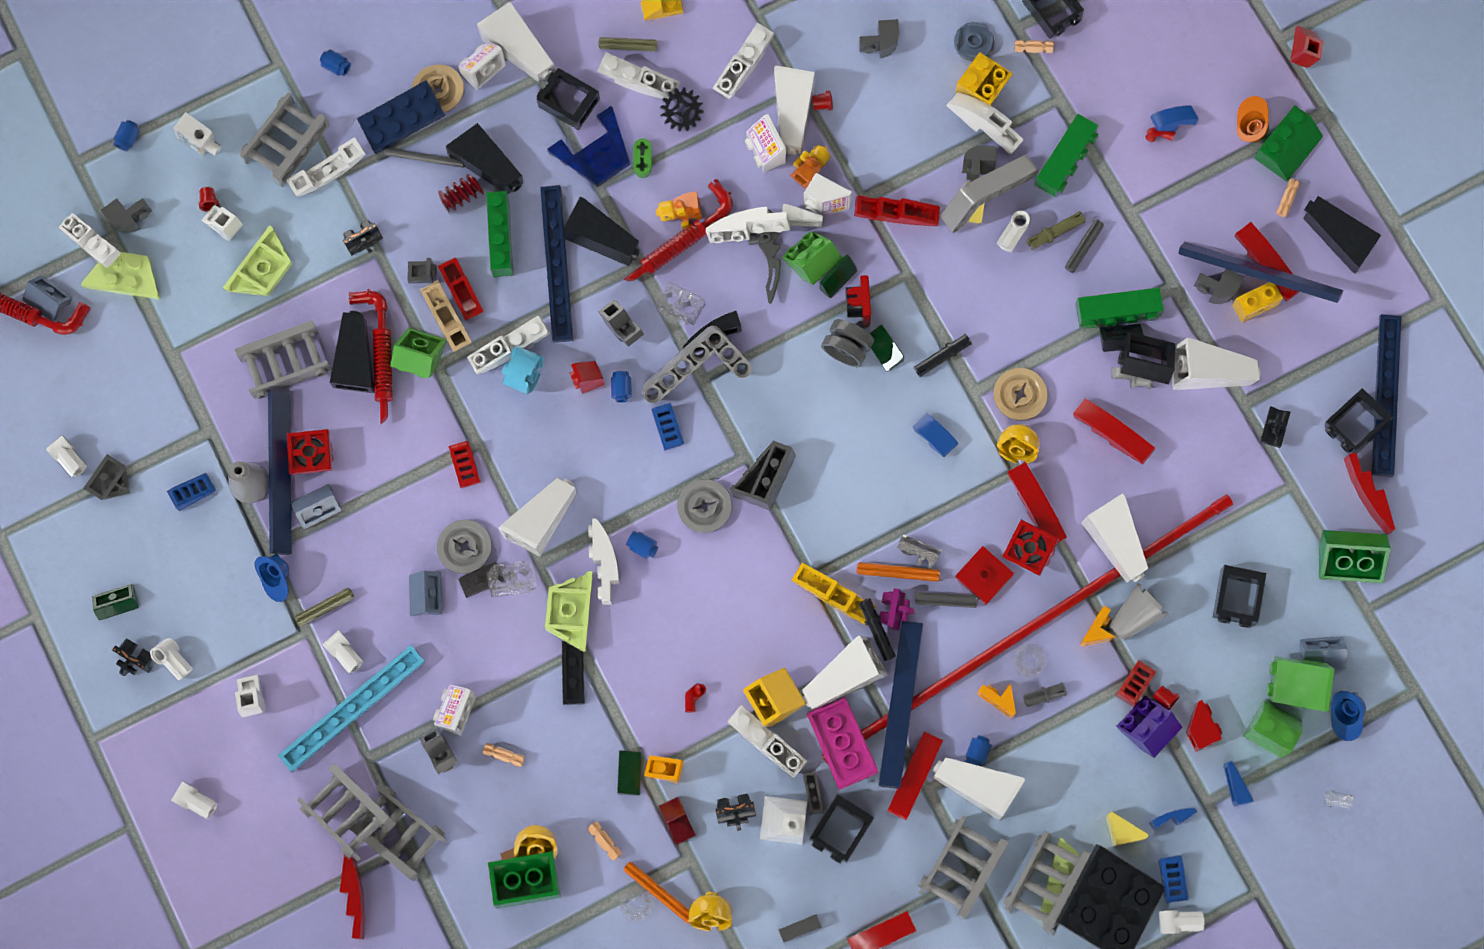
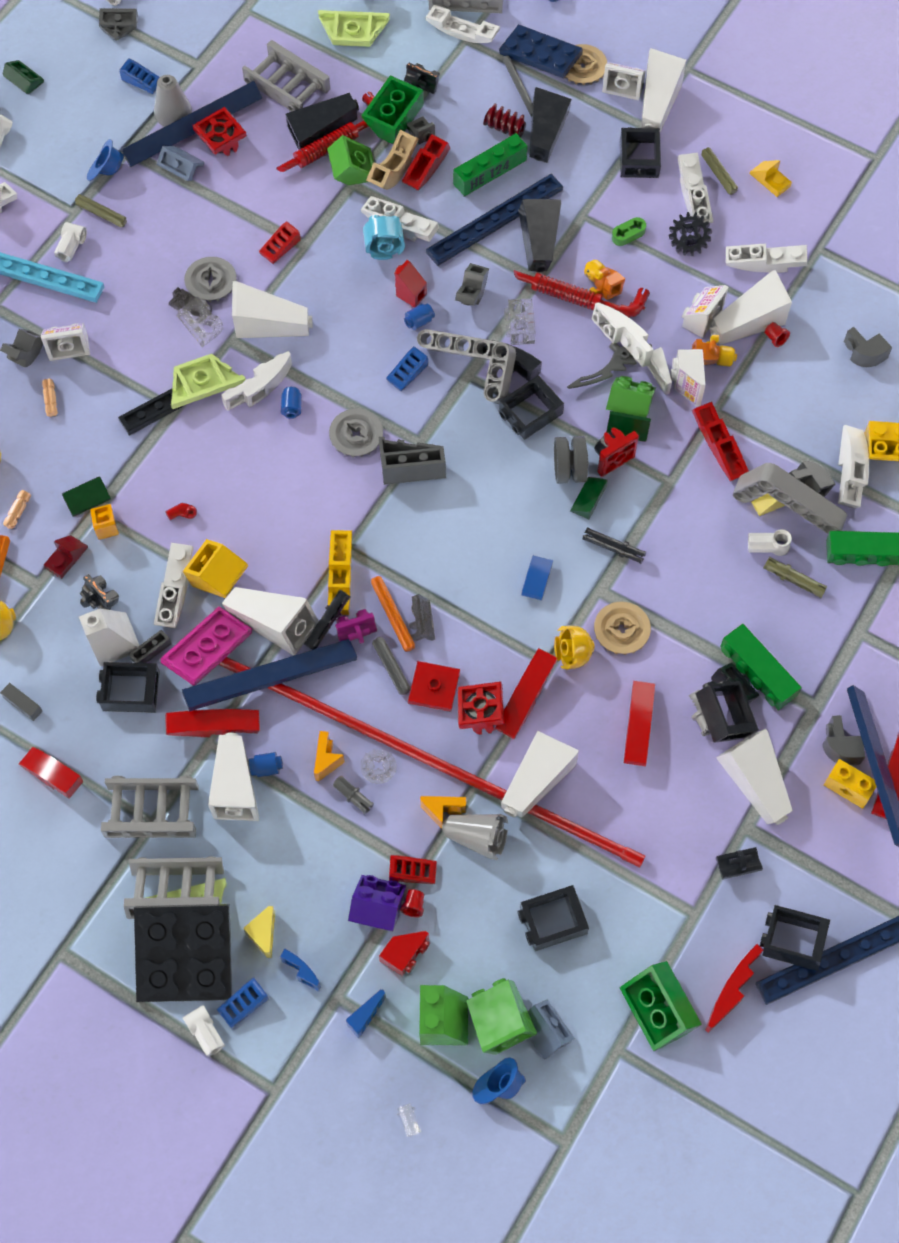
camera: 55 degrees right, 10 degrees down
(386, 283) = (393, 108): none -> green slope
(425, 593) = (154, 273): sand blue panel -> none
(600, 158) = (610, 204): clear blue wing -> none
(766, 326) = (544, 393): none -> black window
(1084, 246) = (795, 608): dark grey axle -> none

